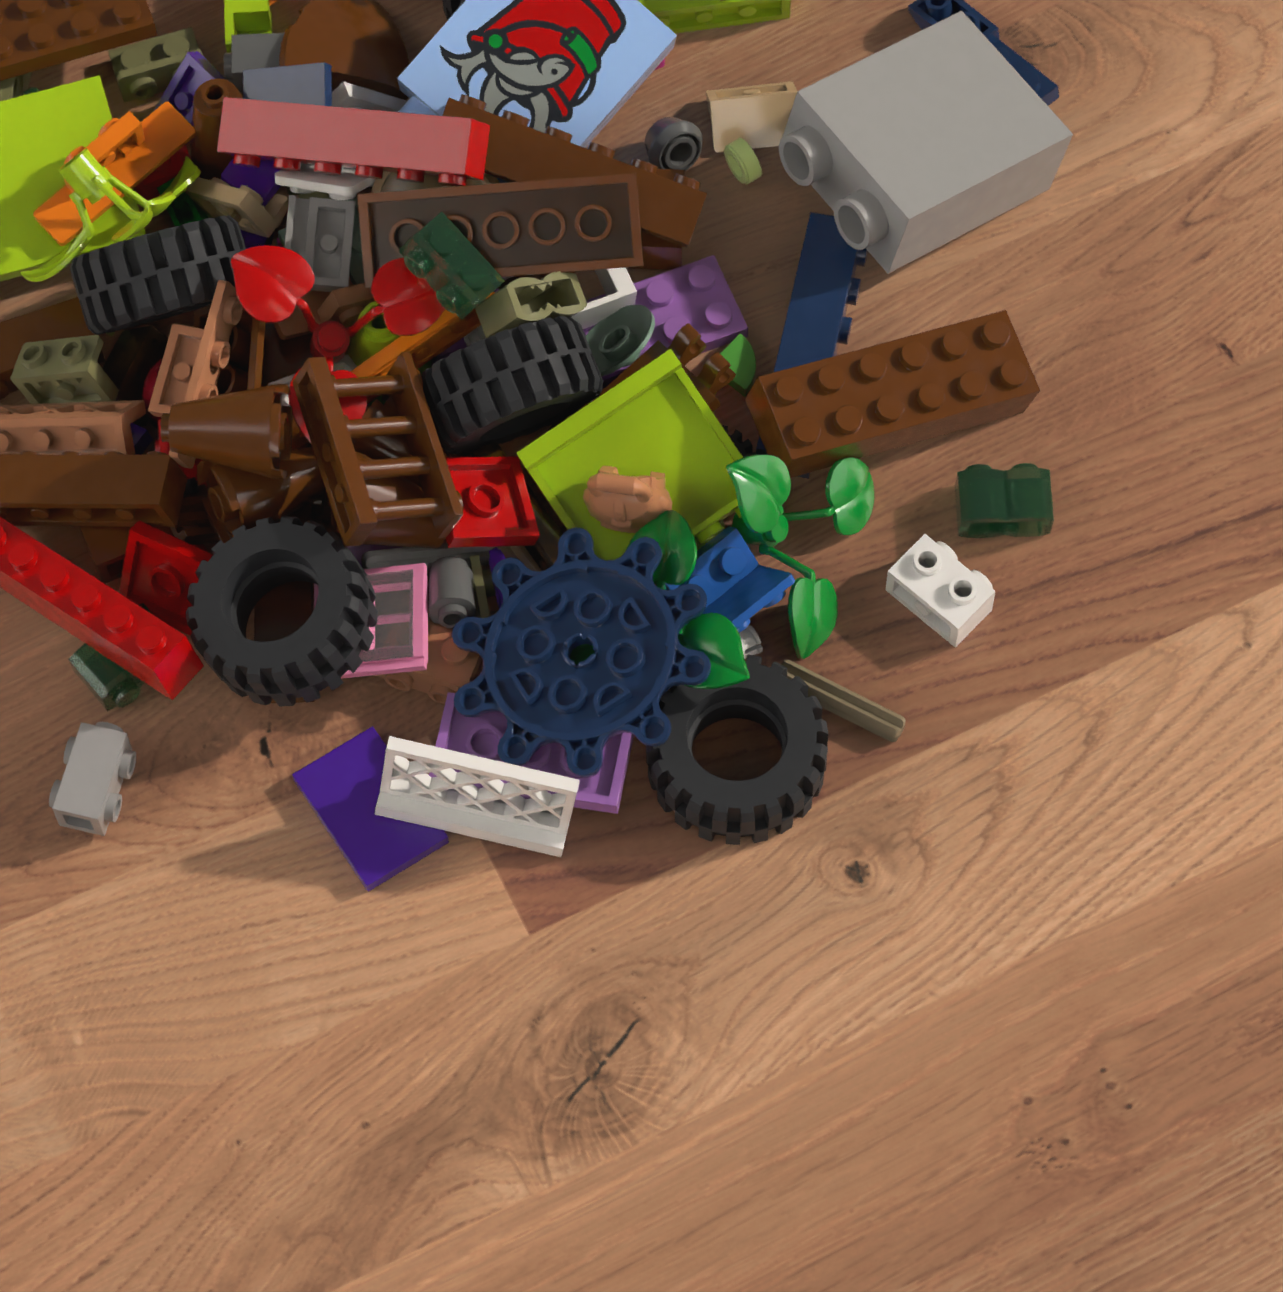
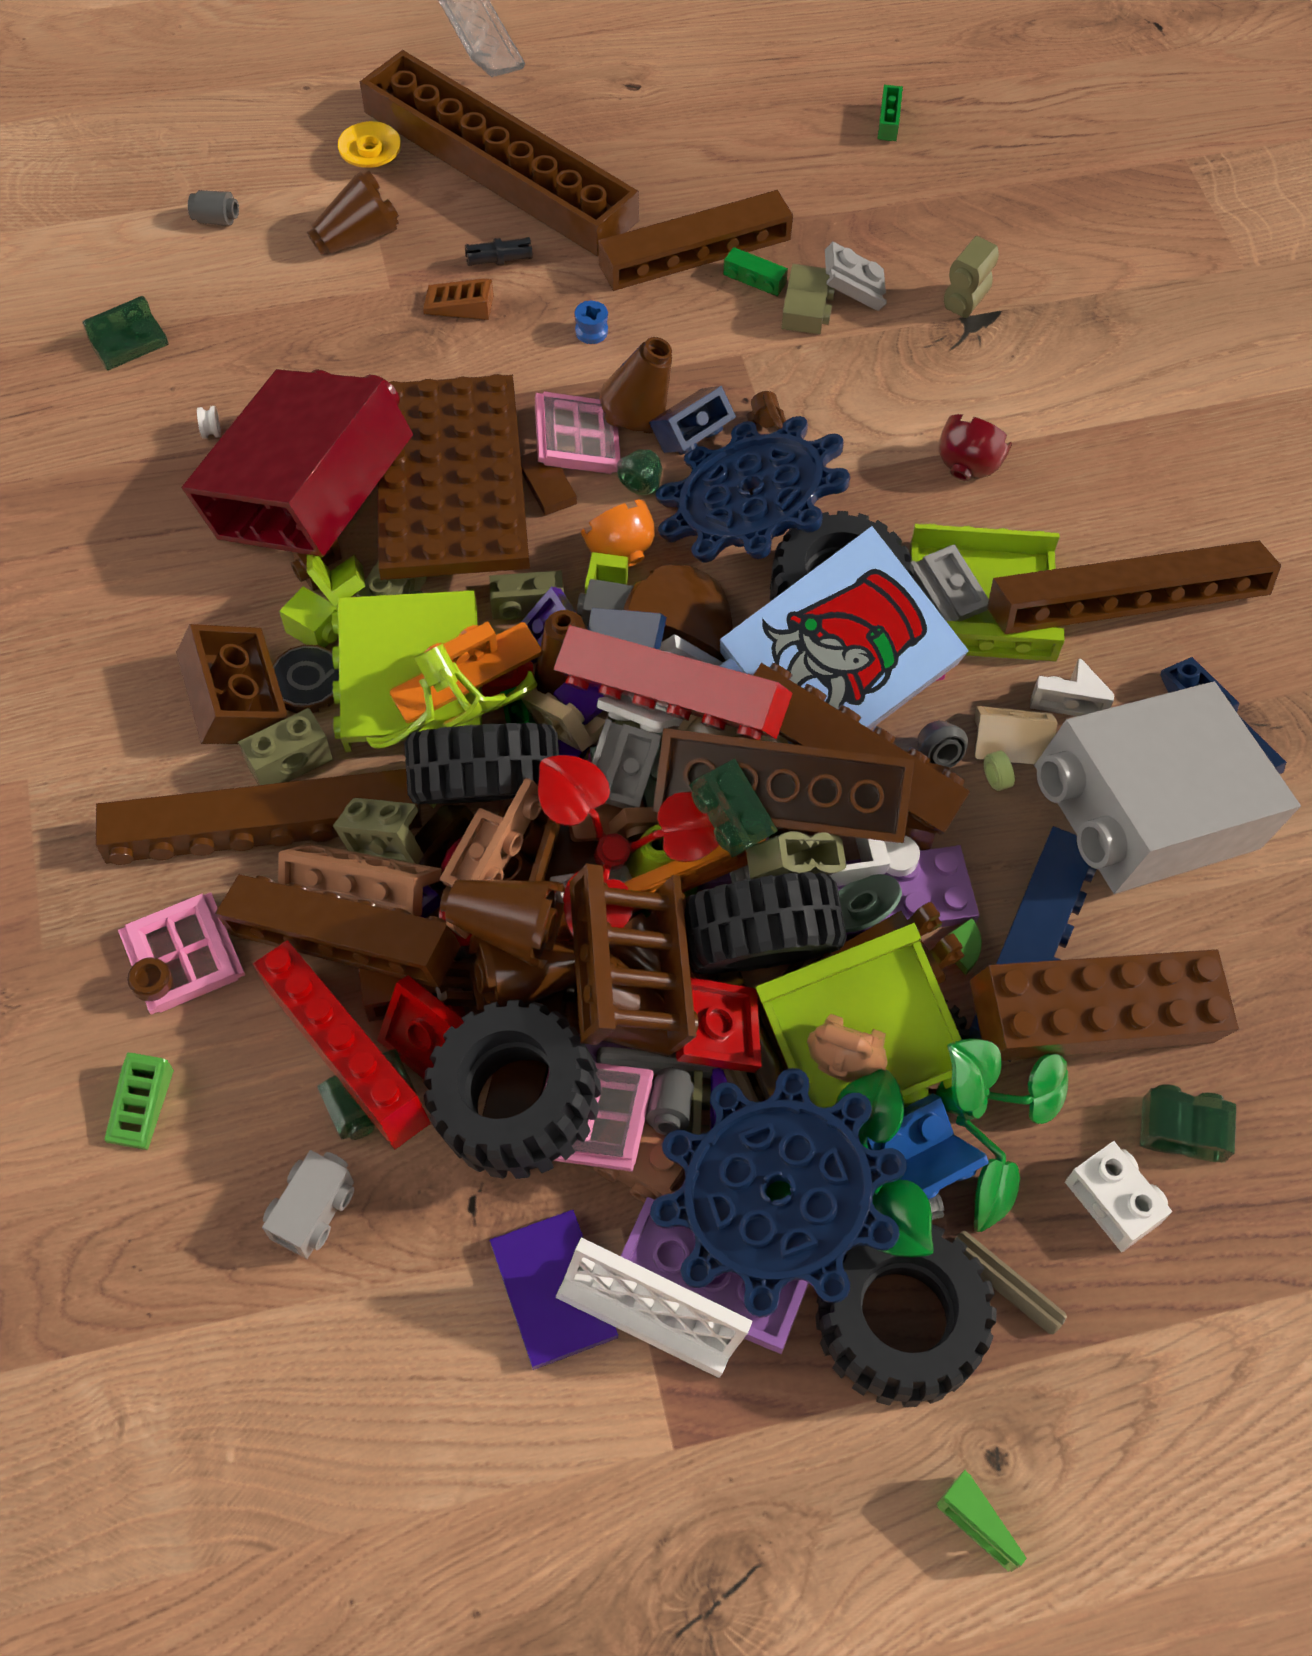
camera: 10 degrees right, 5 degrees down
(650, 280) = (902, 857): none -> white tile
(812, 59) = (1076, 697): none -> white slope
(843, 926) = (976, 1517): none -> bright green slope

